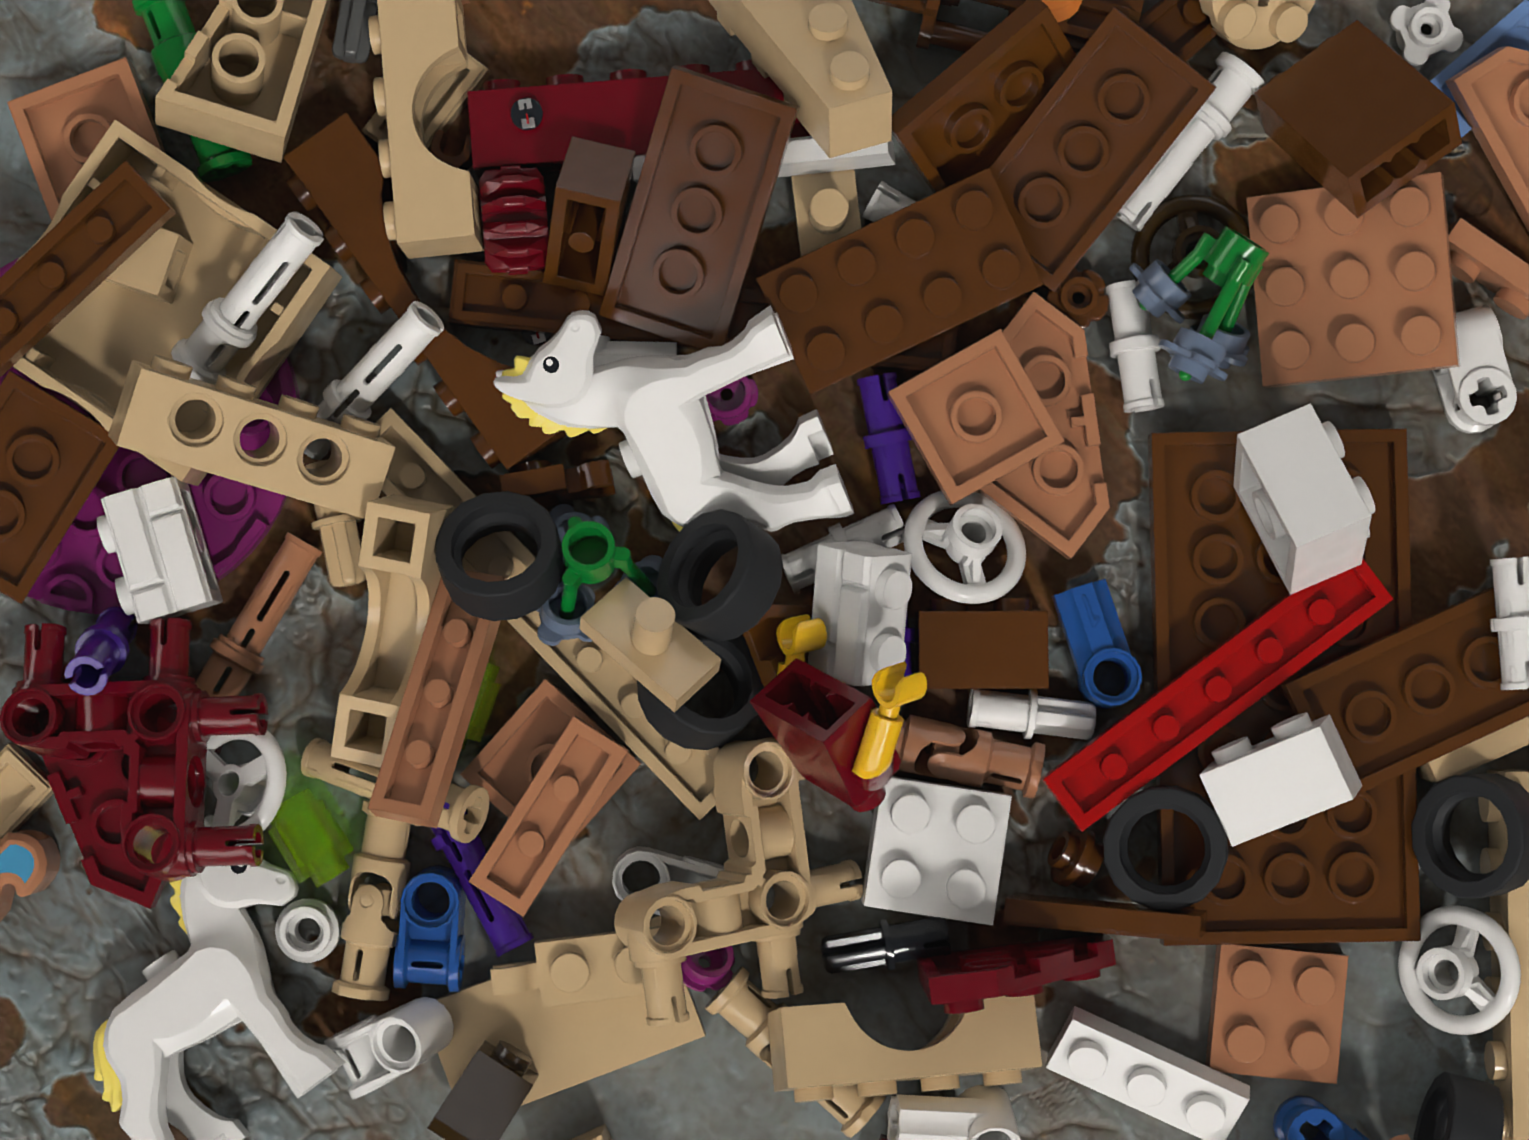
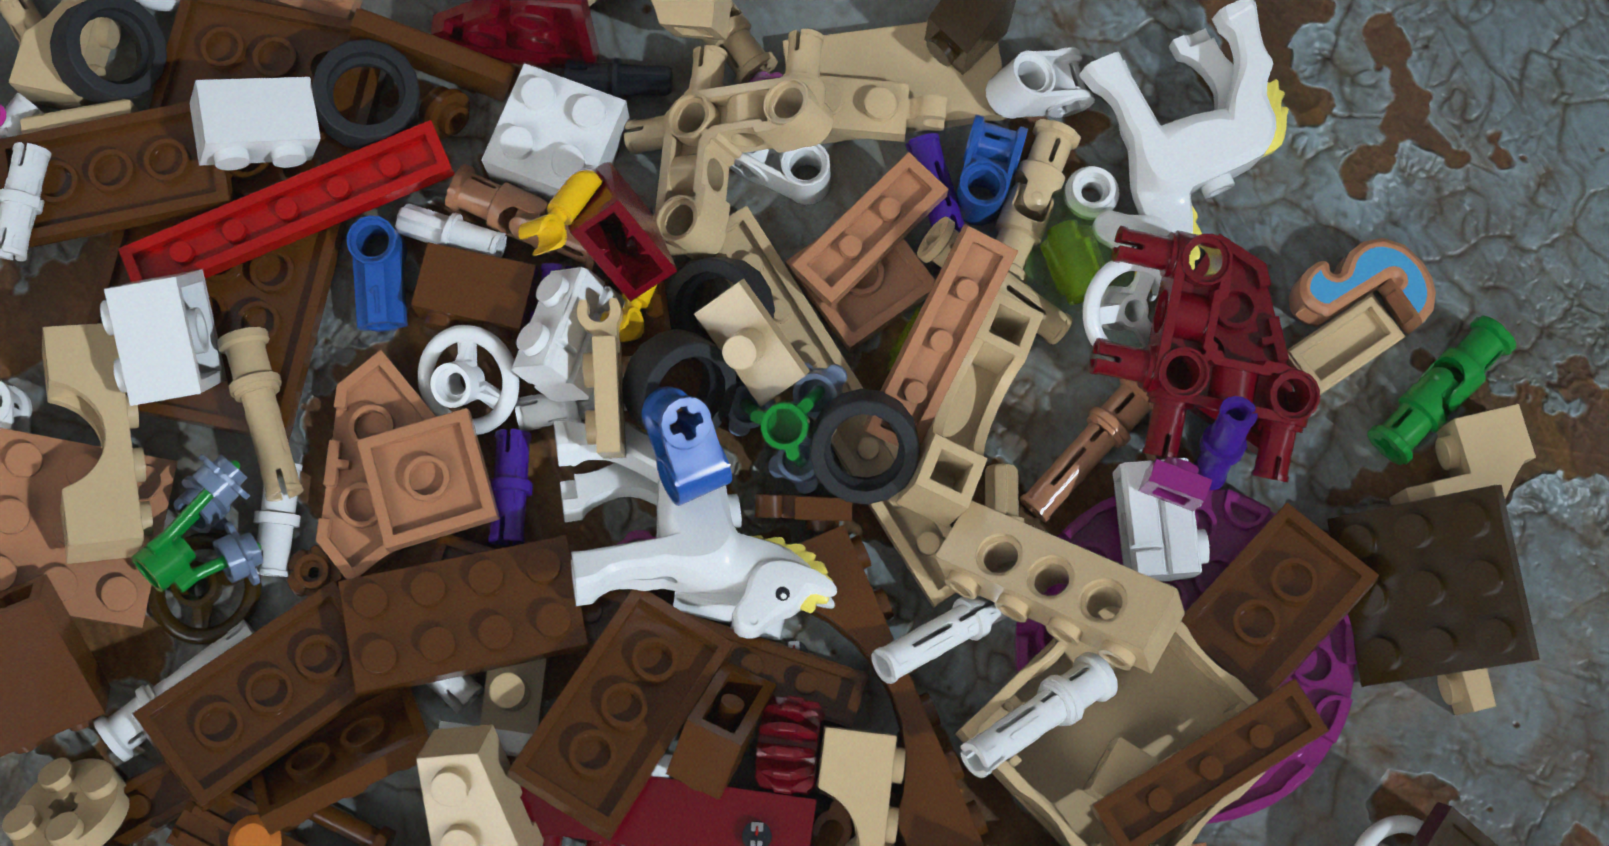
camera: 165 degrees left, 10 degrees down
(143, 584) = (1176, 483): none -> magenta plate
(695, 502) = (689, 452): none -> blue piece
(804, 567) = (605, 373): none -> tan plate
(1194, 478) = (257, 388): none -> tan pin
(1310, 296) = (103, 508): none -> tan arch

